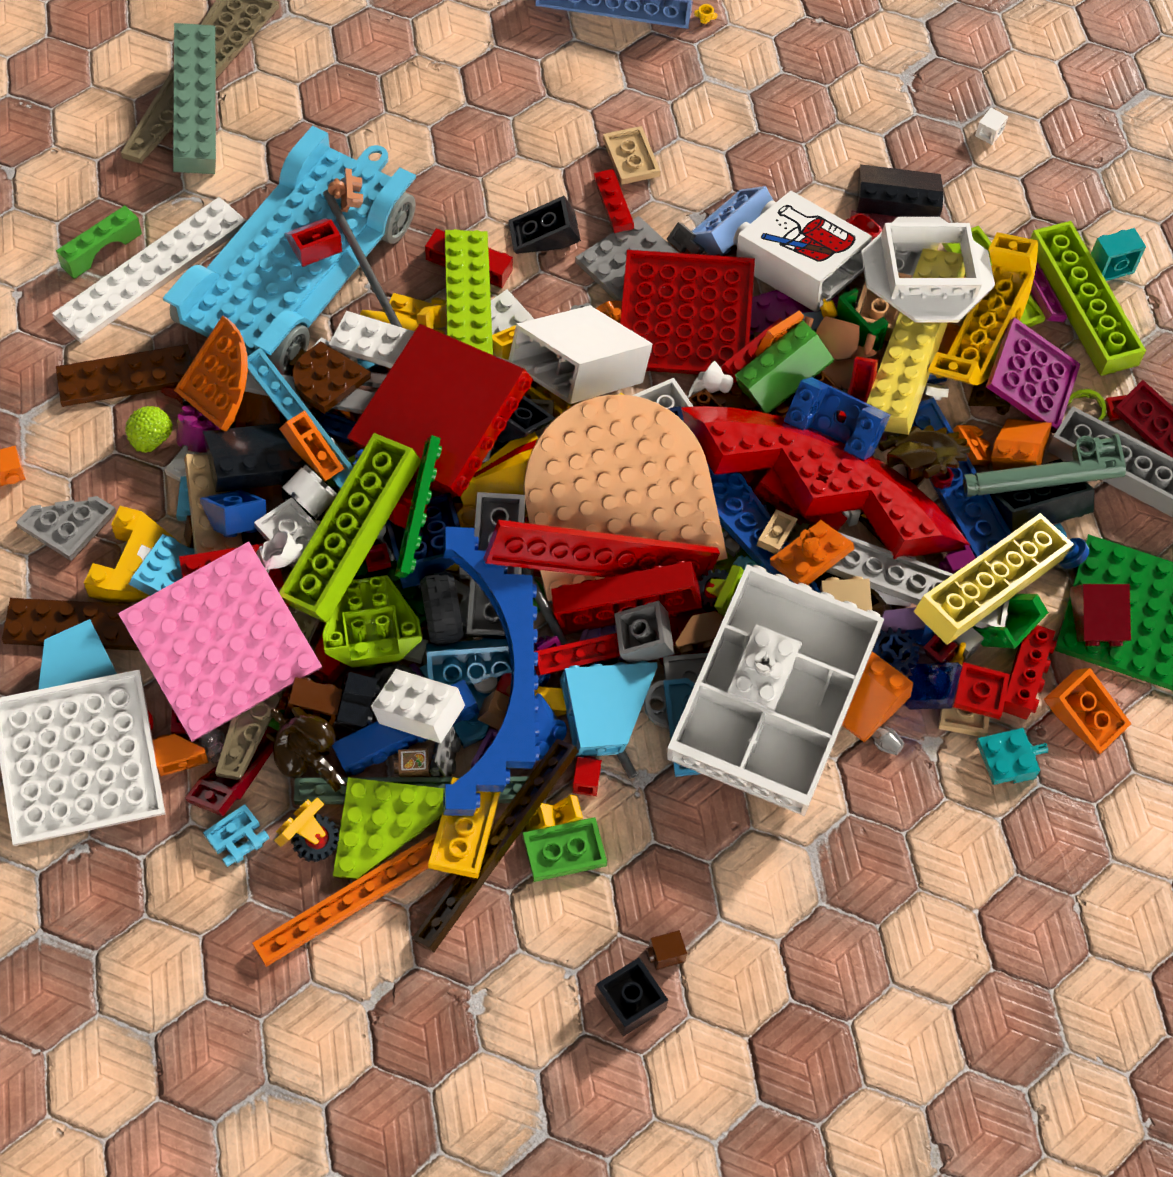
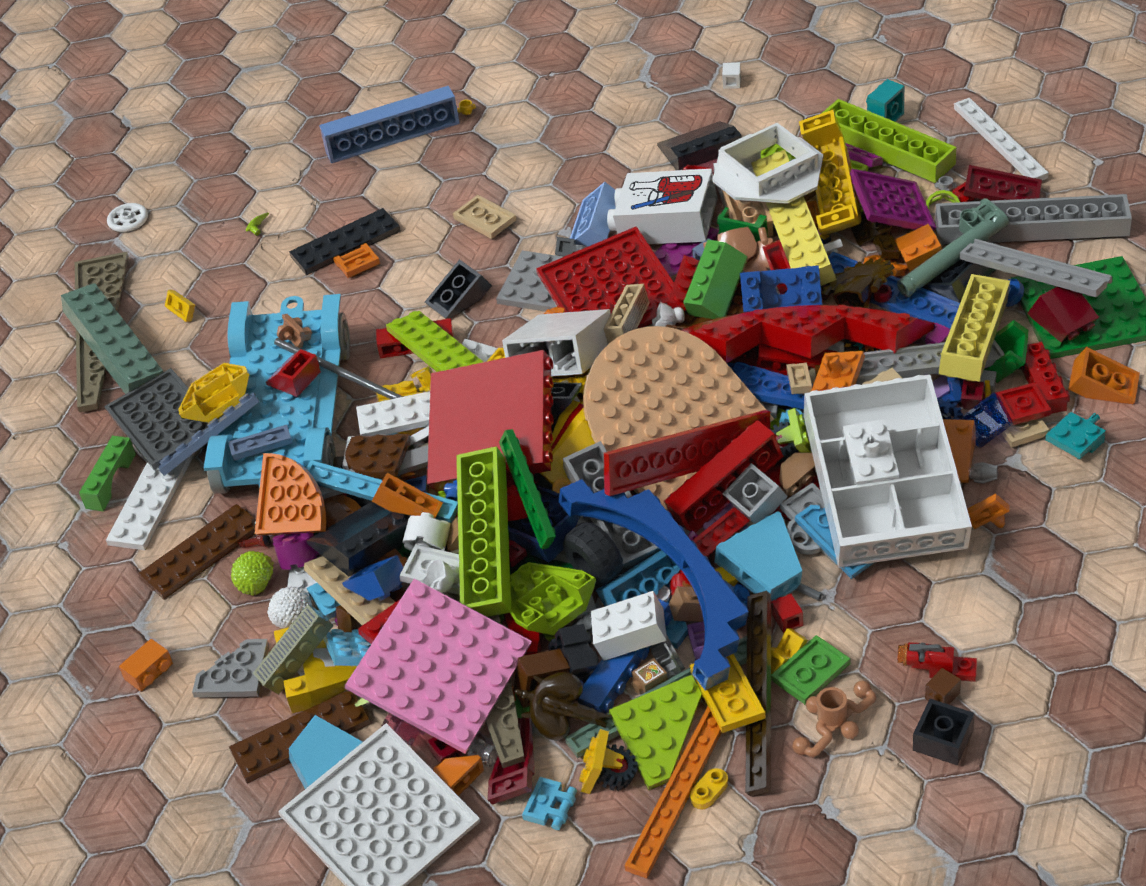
camera: 20 degrees left, 15 degrees down
(119, 537) = (293, 649): none -> olive brick
(155, 487) = (287, 606): none -> white hair
(181, 212) = (152, 417): none -> dark grey plate
(207, 256) = (201, 438): none -> sand blue plate
(231, 217) = (214, 393): none -> yellow wedge
(234, 298) = (260, 442): none -> sand blue plate
(285, 91) = (179, 305): none -> yellow plate
(385, 912) = (711, 787): none -> yellow plate
(417, 35) = (252, 226): none -> lime bar
(478, 136) = (357, 261): none -> orange plate
(484, 106) = (346, 239): none -> black plate
(533, 918) = (832, 713): none -> nougat wheel
(613, 201) = (496, 249): red plate -> none
(669, 357) = (627, 312): none -> tan brick
(685, 917) = (936, 657): none -> red plate
(779, 331) = (695, 257): orange tile -> none
(828, 309) = (713, 232): yellow plate -> none
(853, 788) = (988, 510): none -> orange plate
(990, 424) = (886, 247): none -> dark brown plate
(1104, 550) = (1036, 267): none -> light grey plate
(1112, 381) = (945, 183): none -> light grey plate

